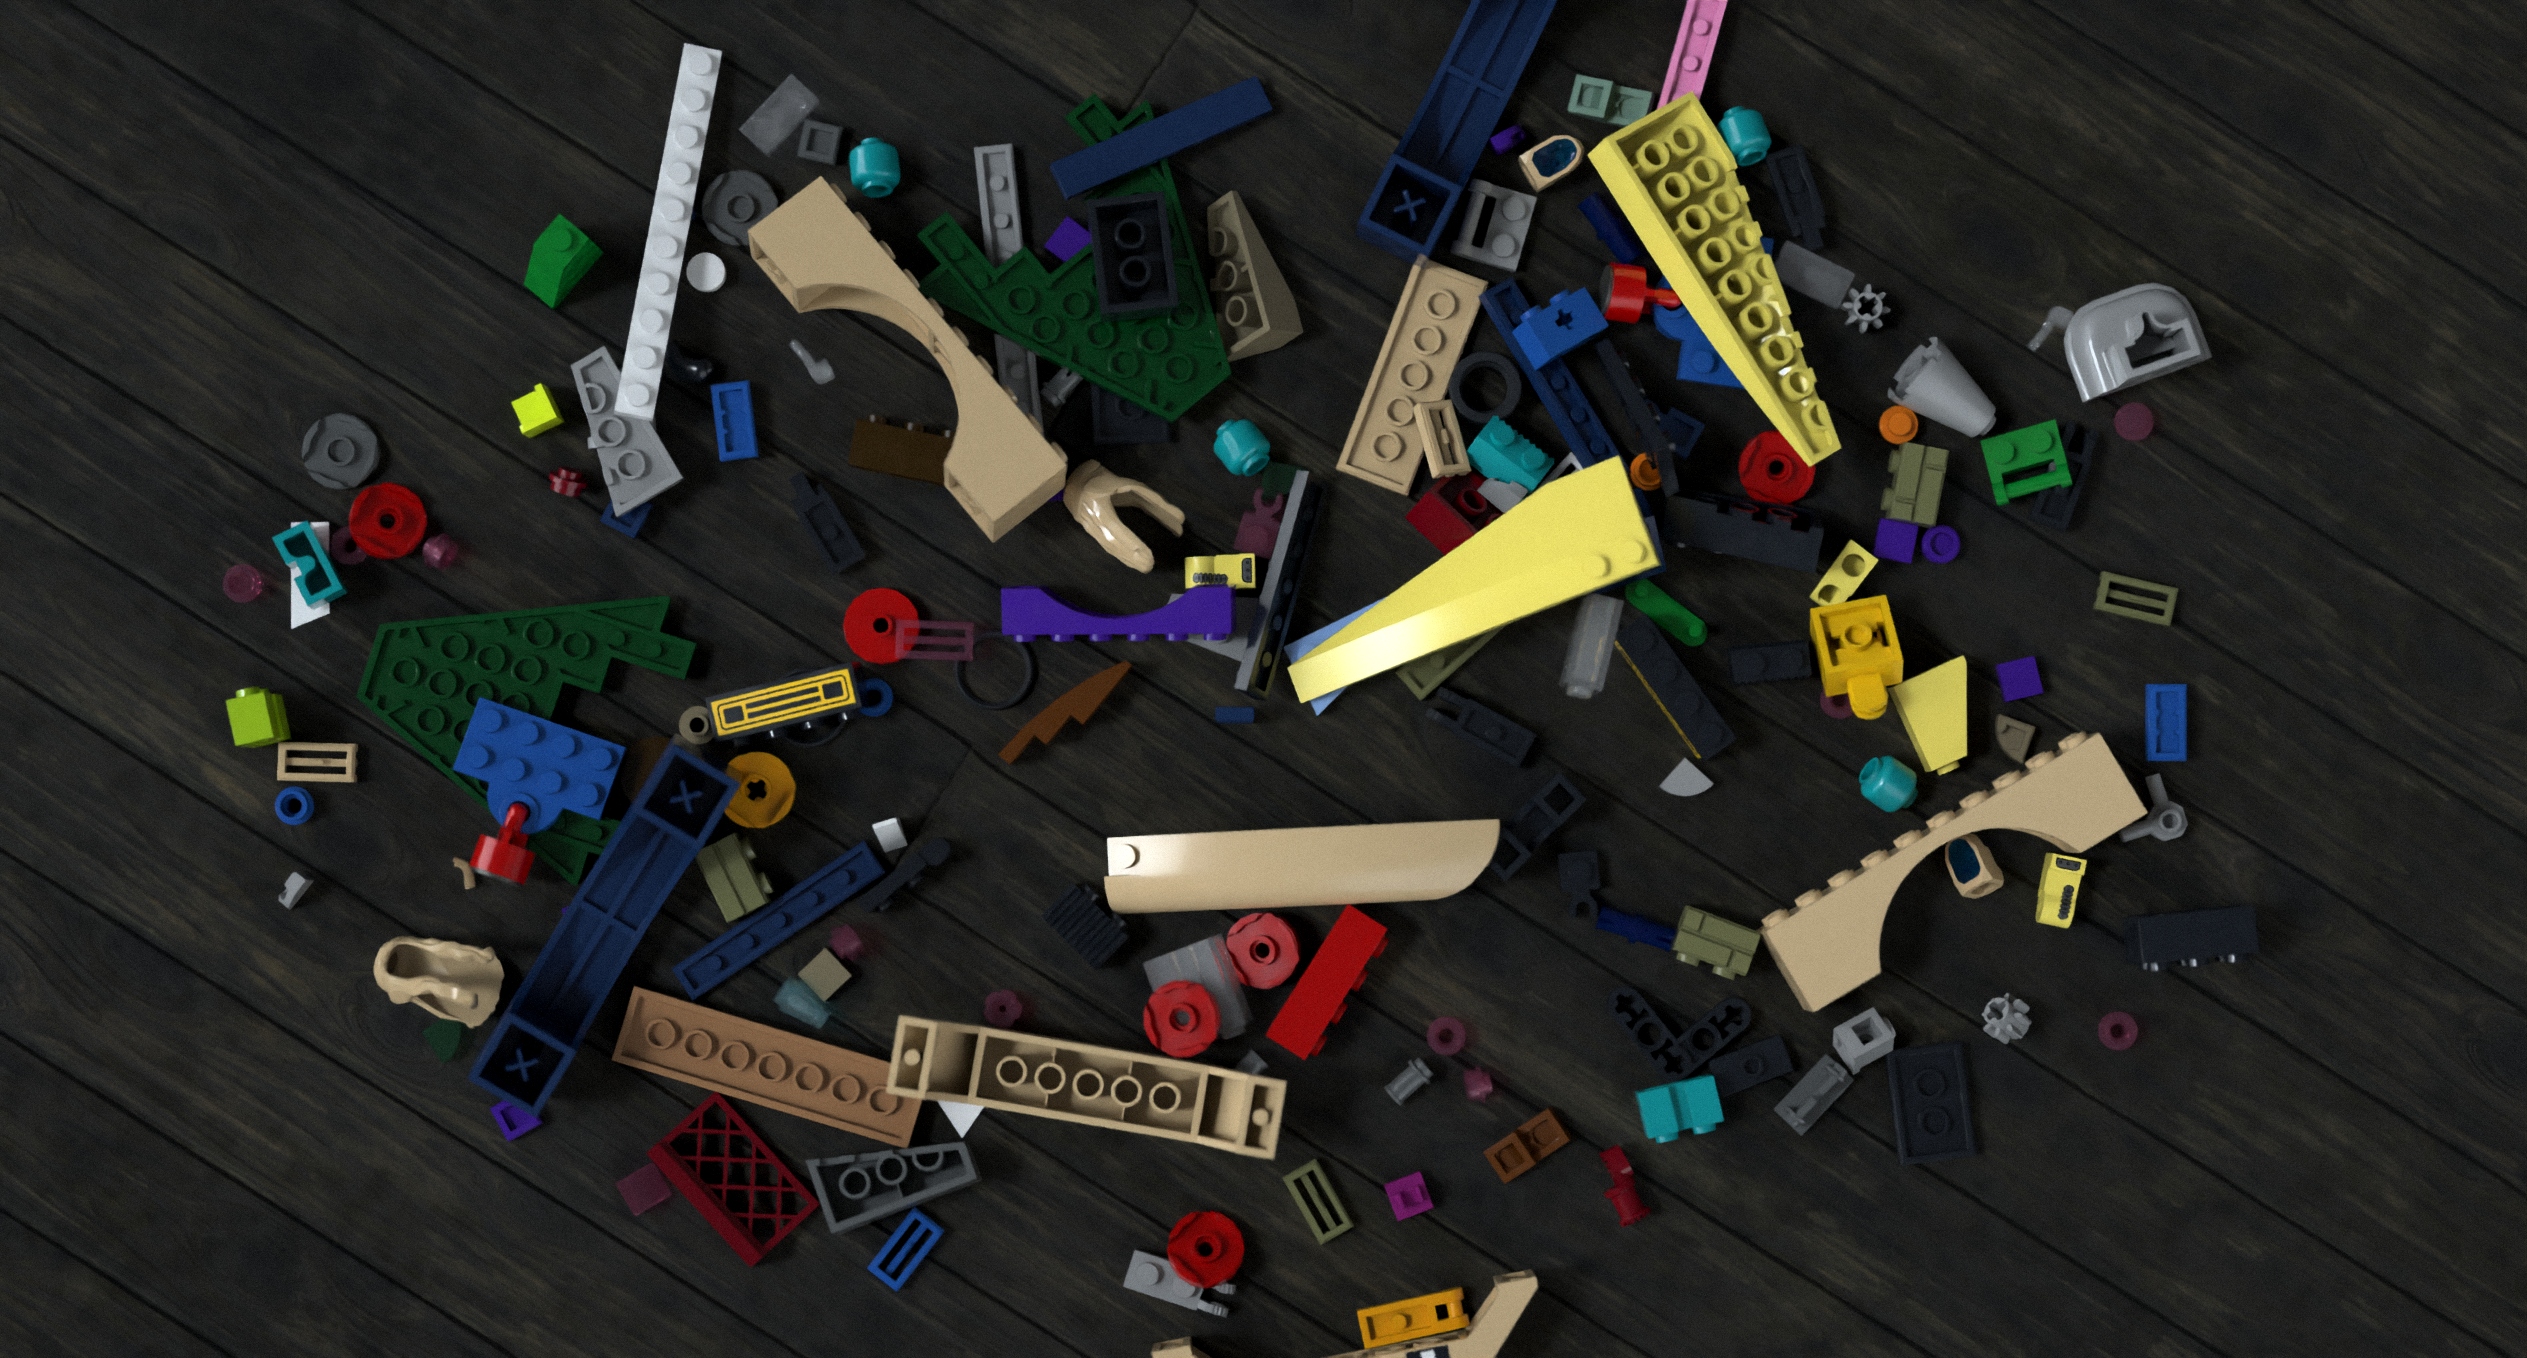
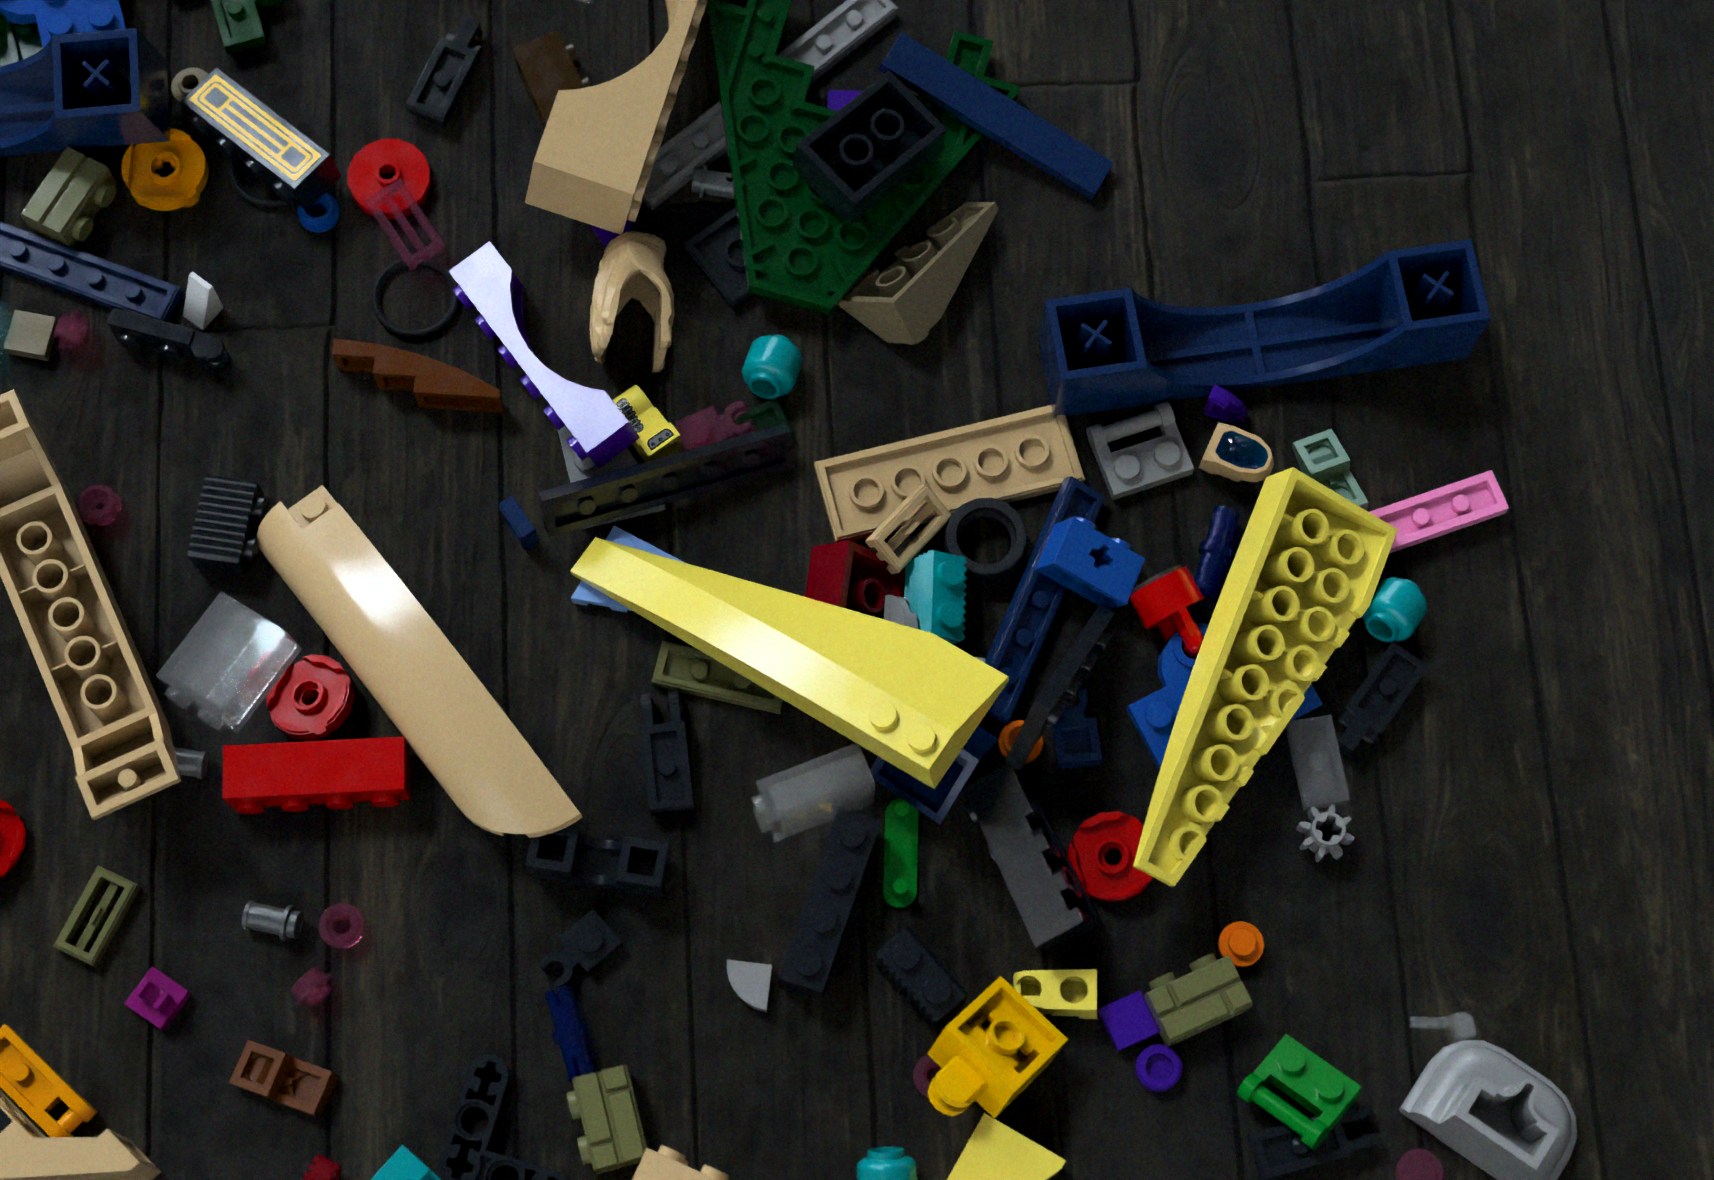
camera: 55 degrees right, 15 degrees down
(1163, 1024) = (177, 640): red plate -> none
(1942, 390) = (1305, 962): light grey cone -> none

